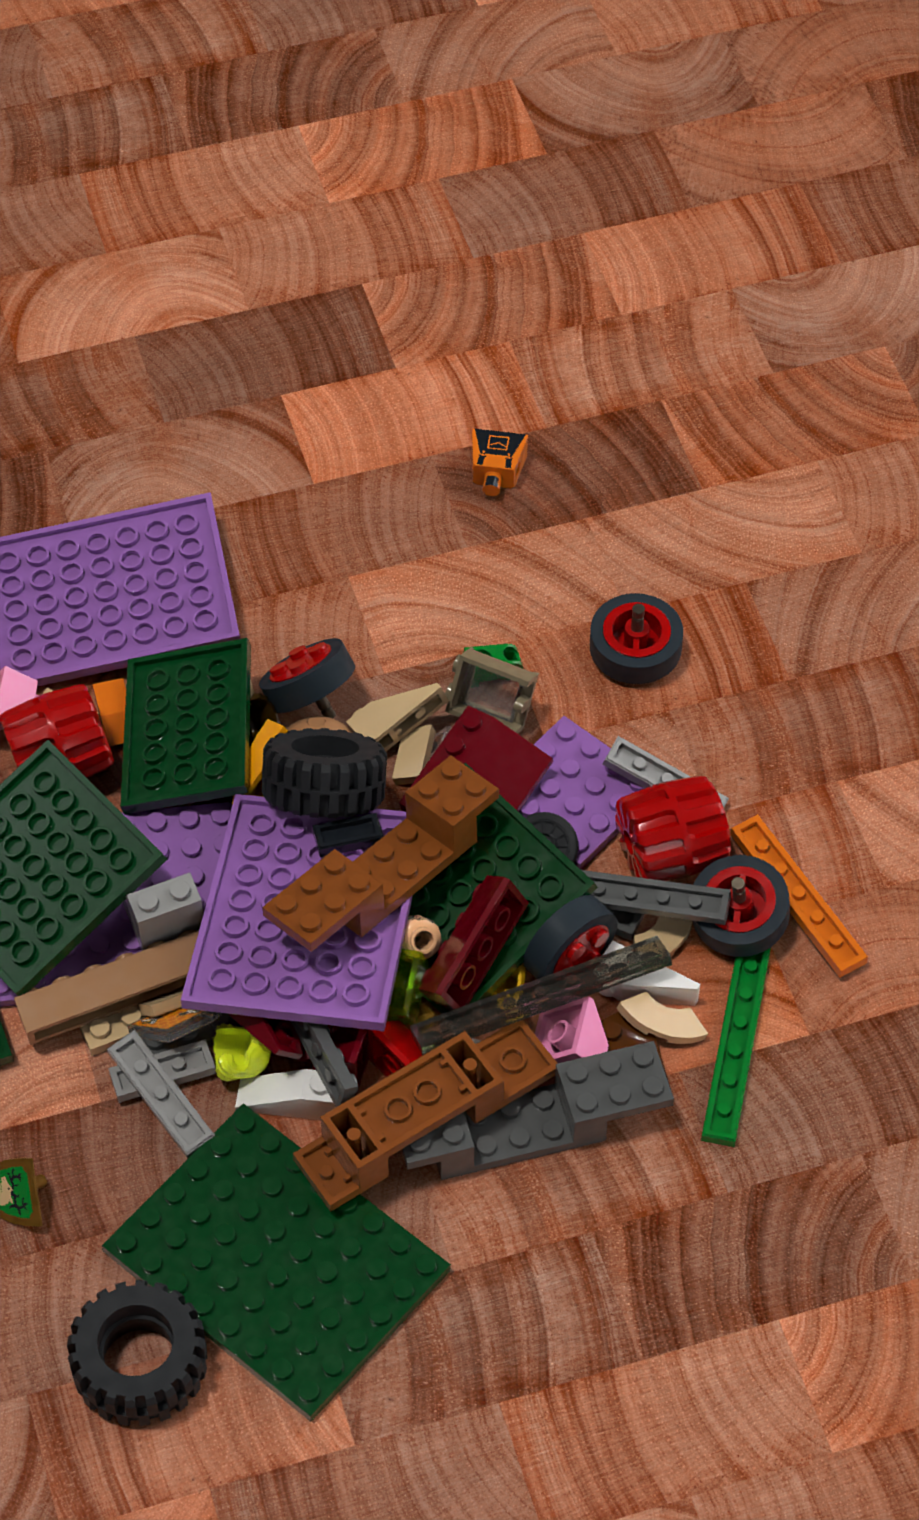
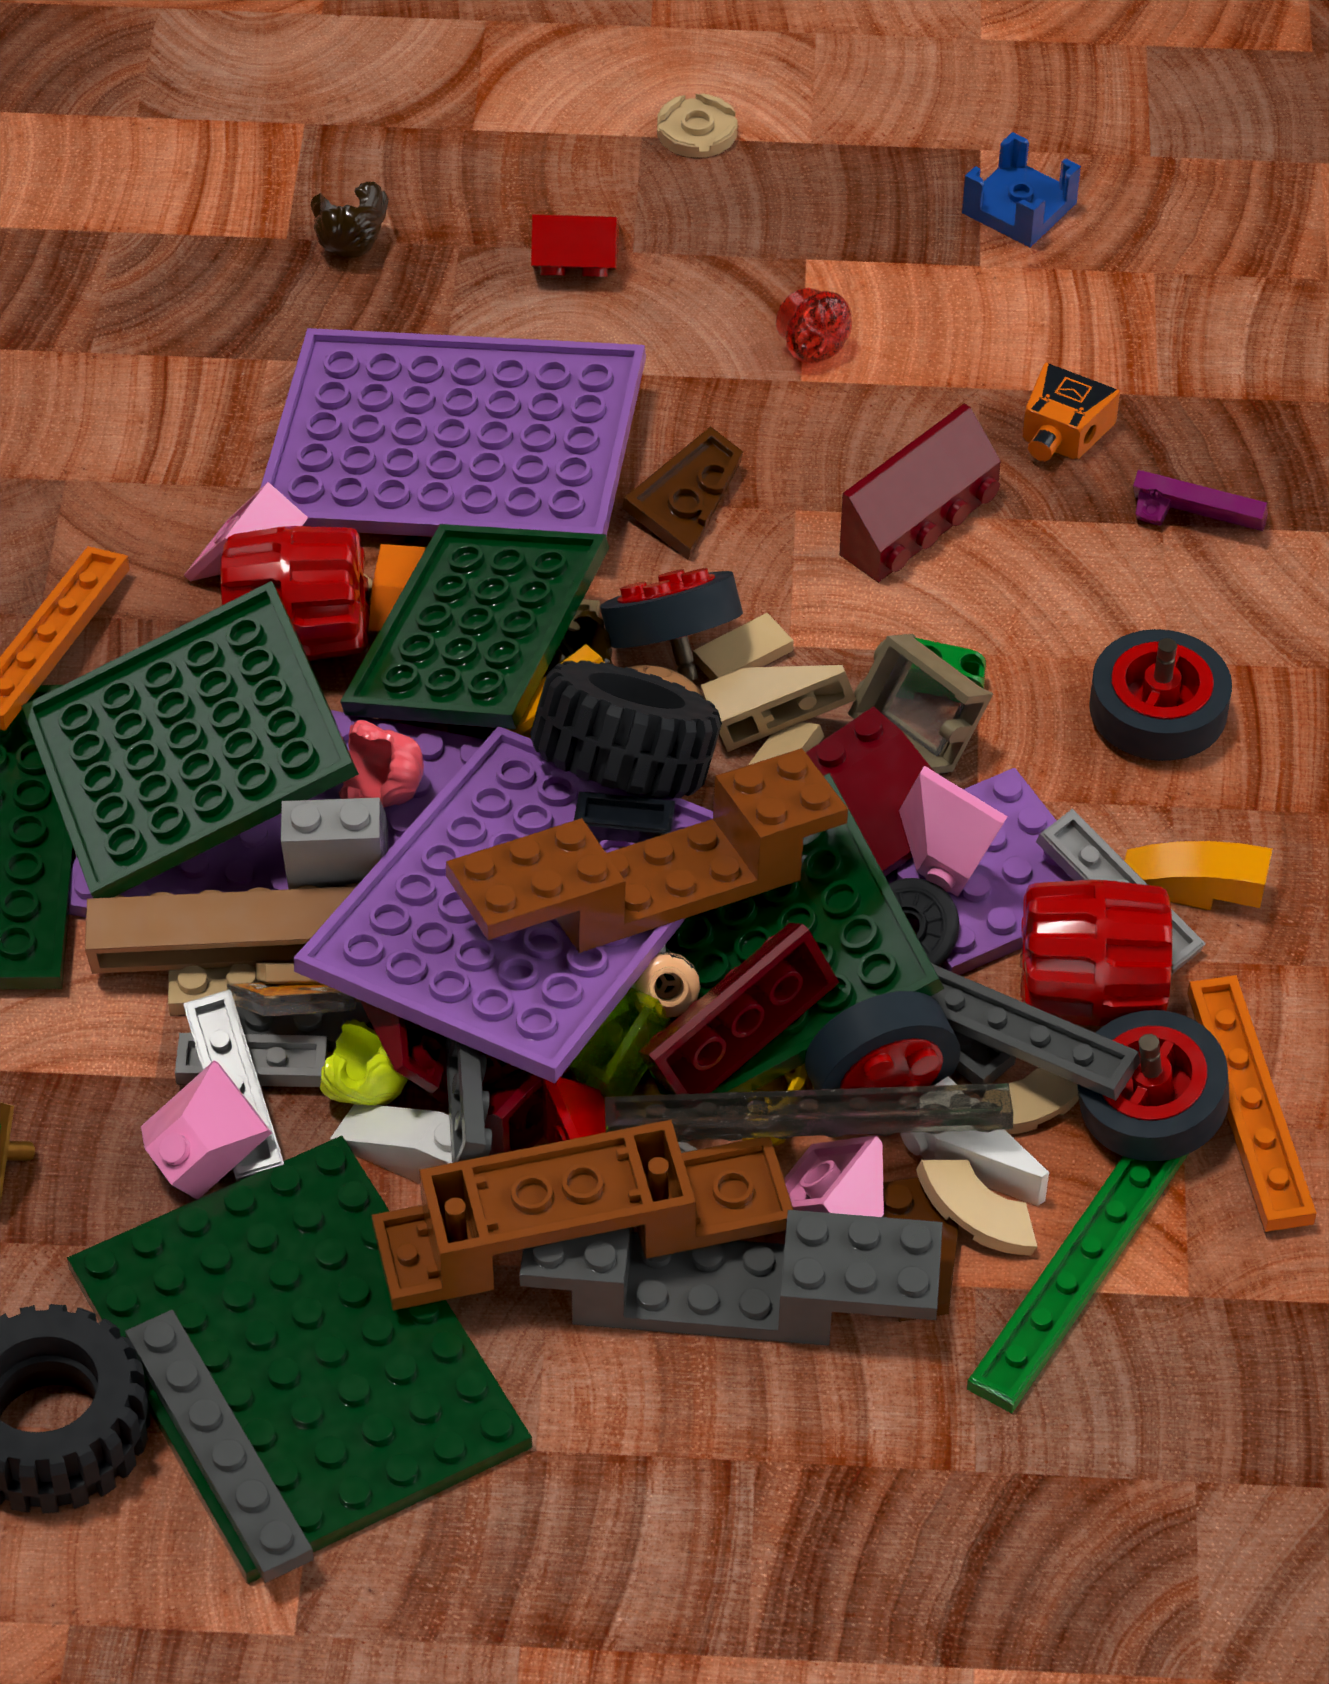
camera: 20 degrees right, 5 degrees down
(127, 429) = (574, 243): none -> red slope
(154, 1130) = (203, 1132): none -> bright pink slope
(169, 318) = (697, 126): none -> tan tile
(177, 842) = (387, 765): none -> coral hair
(260, 1339) = (220, 1447): none -> dark grey plate
(274, 585) = (685, 491): none -> reddish brown wing
(310, 443) = (814, 324): none -> clear red piece
(358, 687) = (744, 647): none -> tan tile
(402, 312) = (1019, 198): none -> blue panel
(430, 546) = (918, 495): none -> dark red slope
(550, 777) = (947, 830): none -> bright pink slope
(578, 498) = (1159, 493): none -> magenta hinge
(710, 750) = (1204, 871): none -> light orange slope

